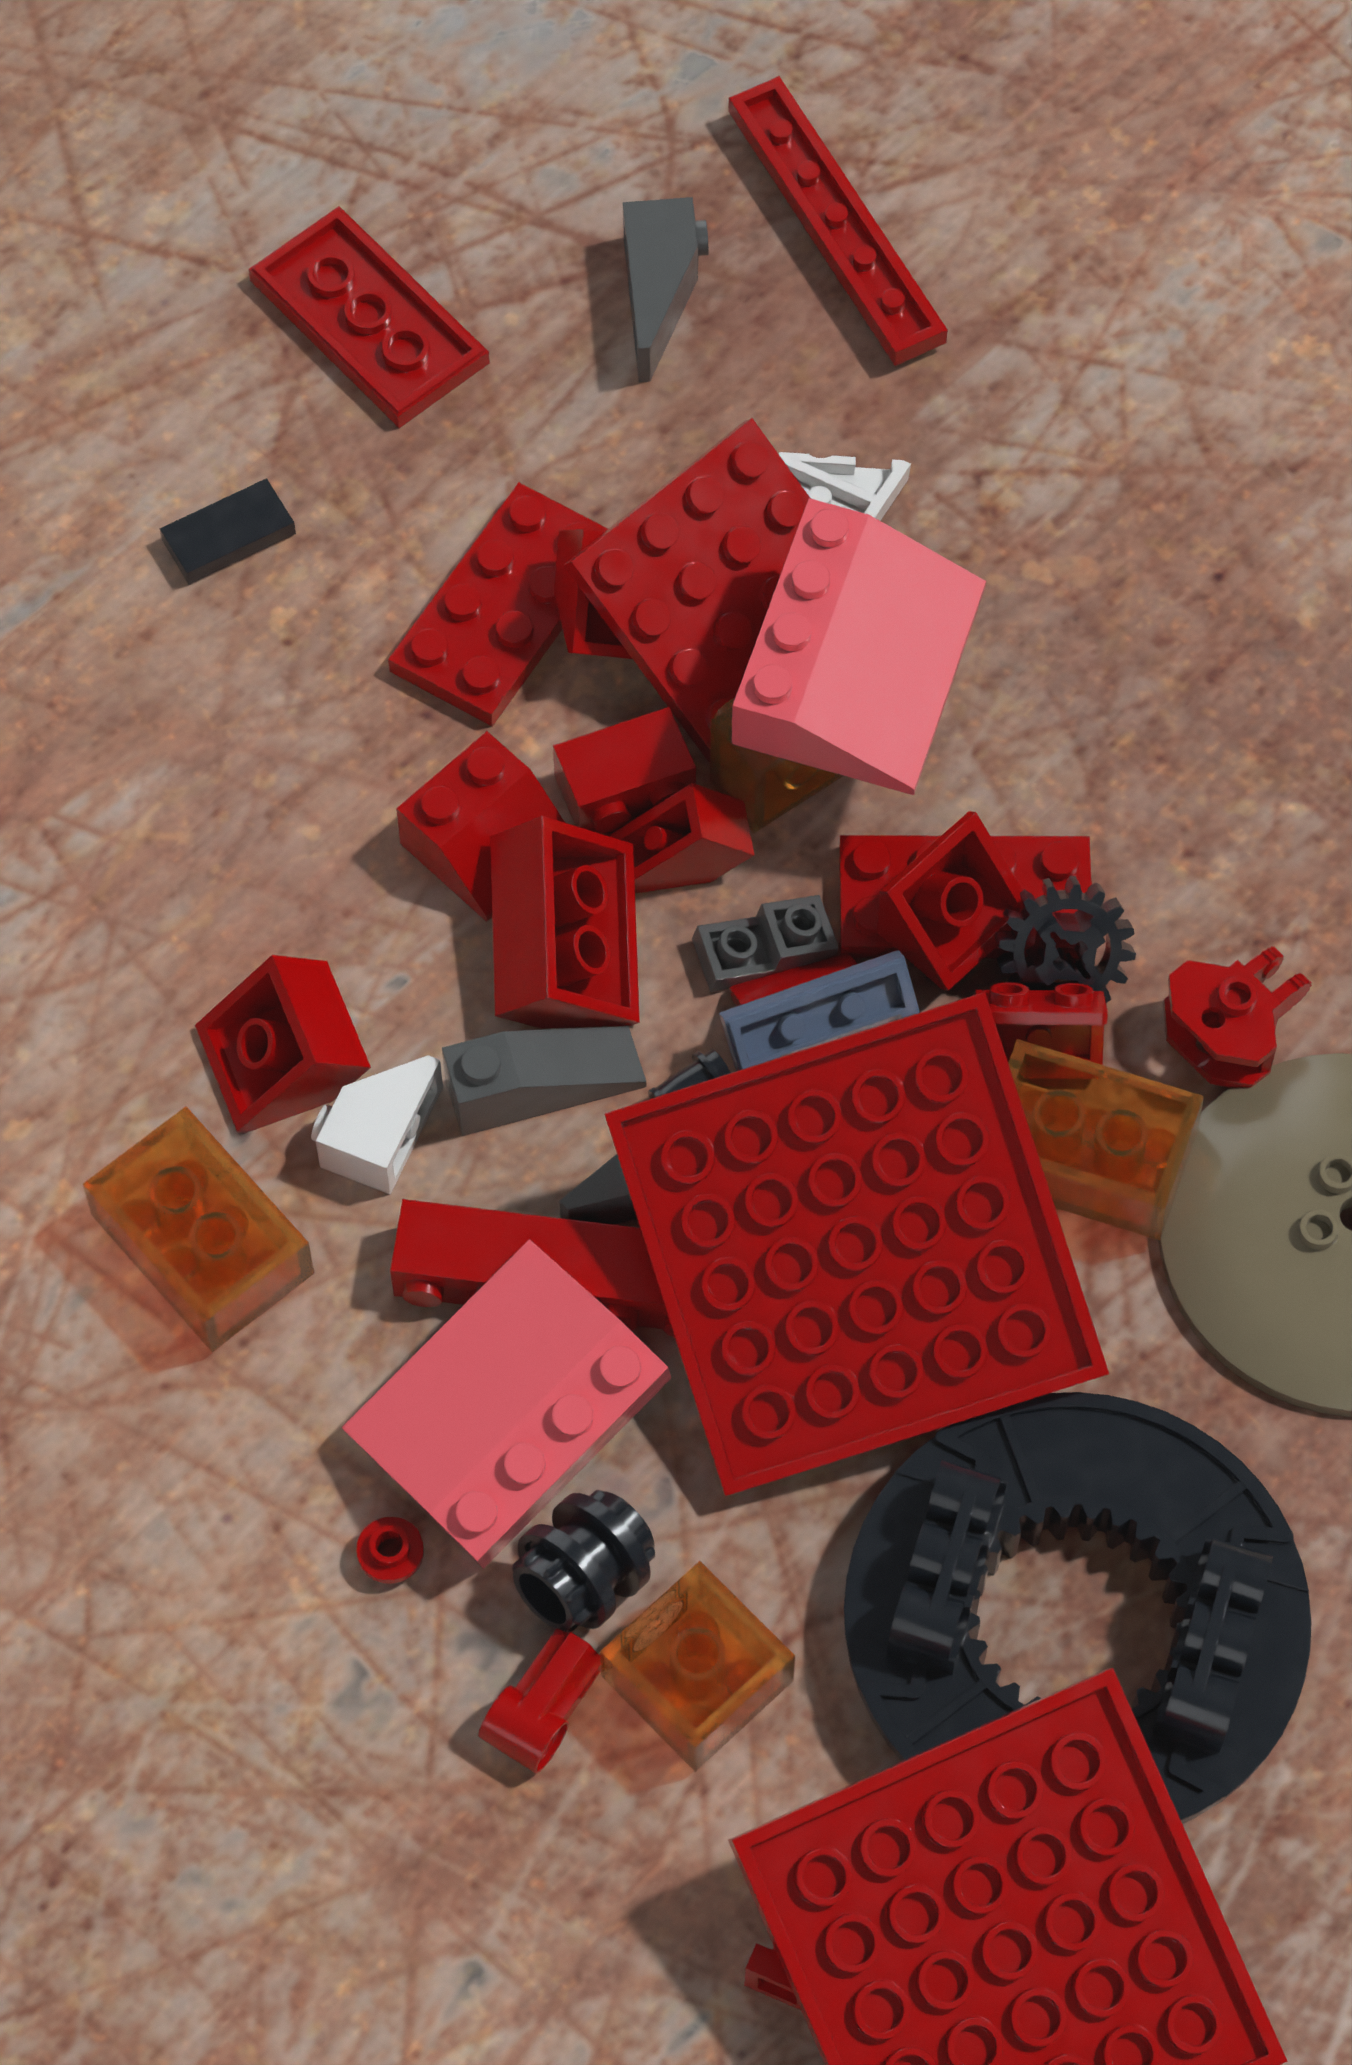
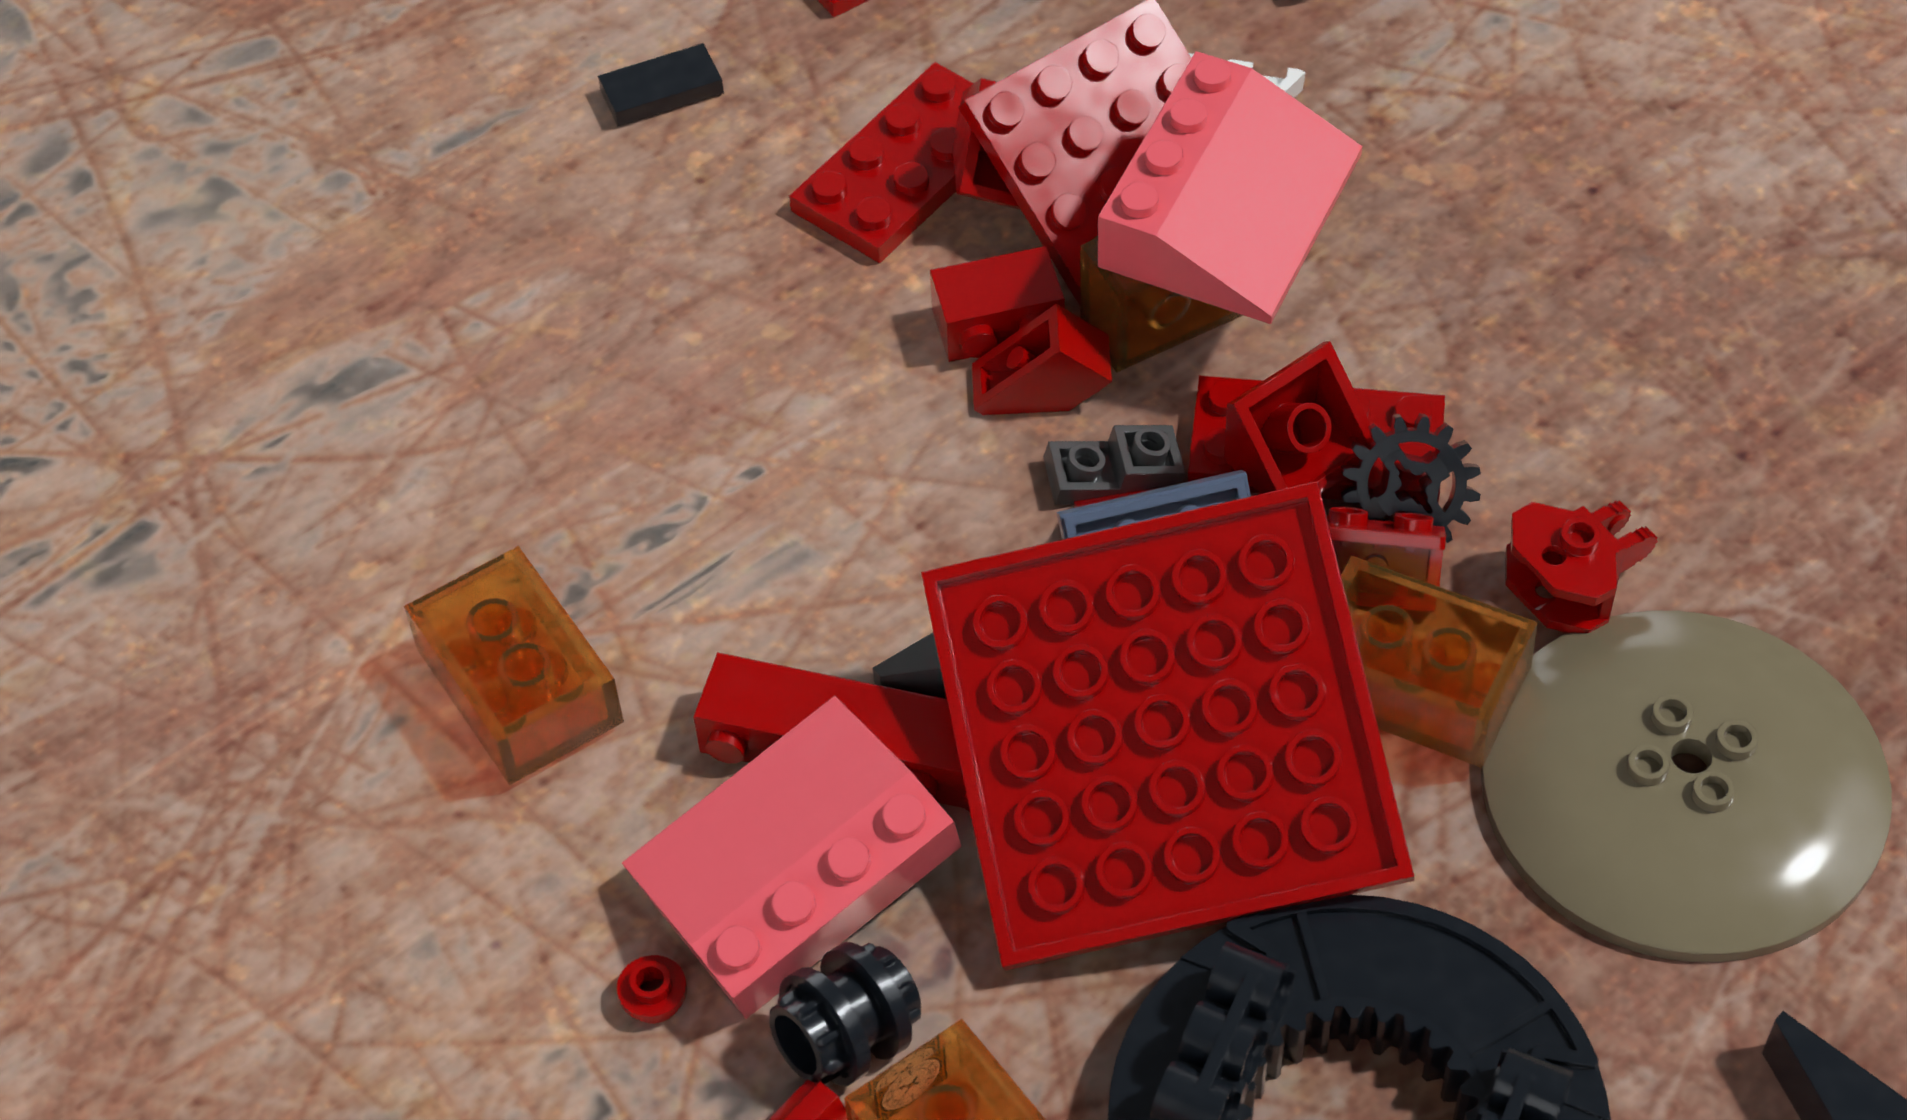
camera: 10 degrees right, 10 degrees down
(281, 1042) = (629, 509): red slope -> none
(377, 1123) = (710, 588): white slope -> none
(459, 809) = (855, 339): red slope -> none
(537, 1073) = (864, 556): dark grey slope -> none
(563, 927) = (917, 429): red slope -> none

